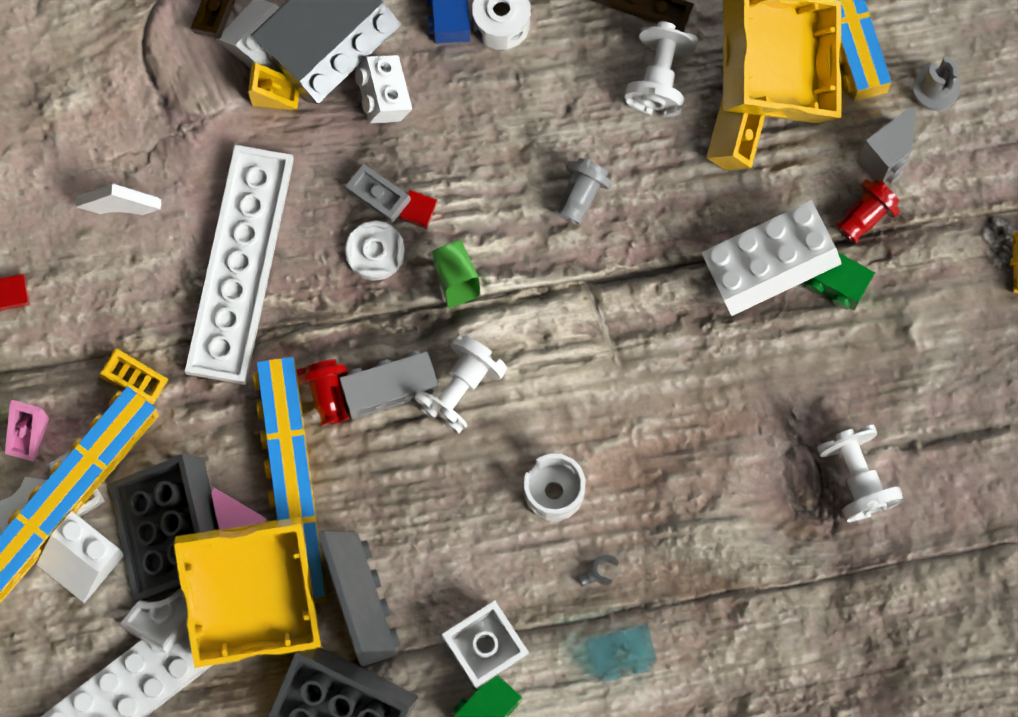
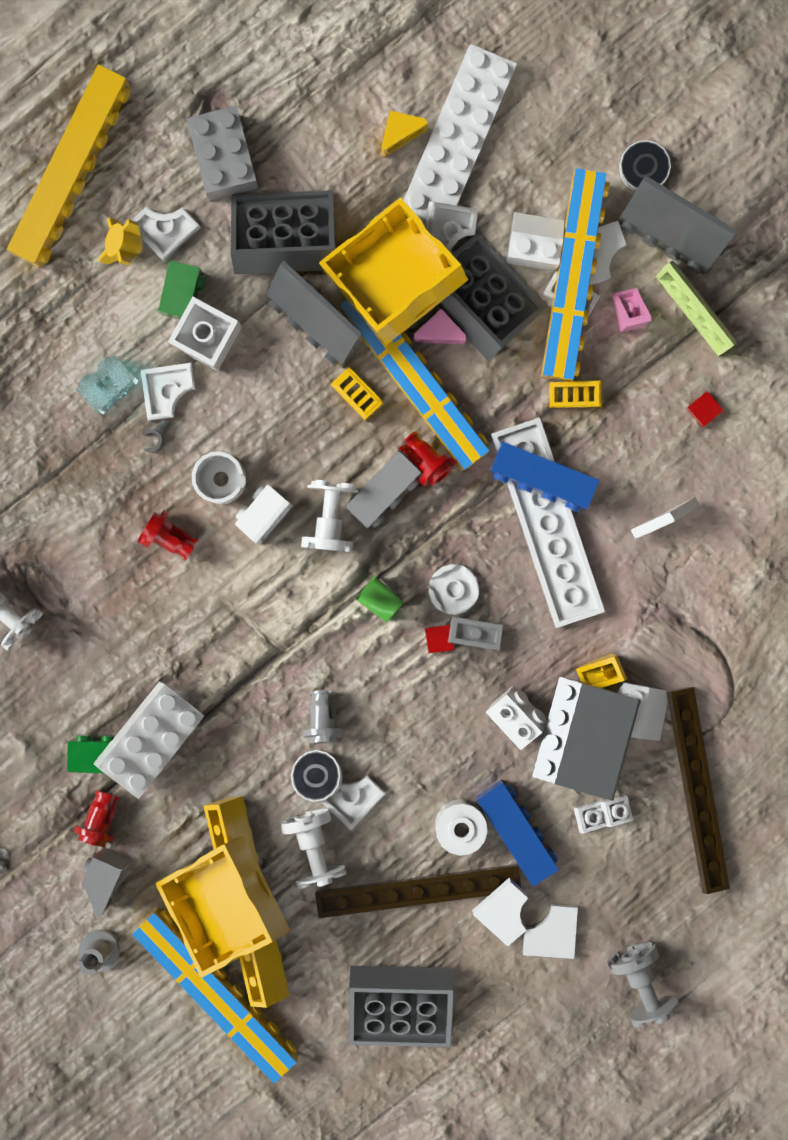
camera: 150 degrees right, 15 degrees up
(216, 304) = (543, 476): none -> blue brick
(352, 474) = (372, 408): none -> yellow slope
(528, 424) = (262, 514): none -> white slope
(560, 619) = (164, 388): none -> white tile
(599, 101) = (354, 800): none -> white tile
(619, 139) = (316, 776): none -> black tile
(646, 465) = (167, 536): none -> red piece

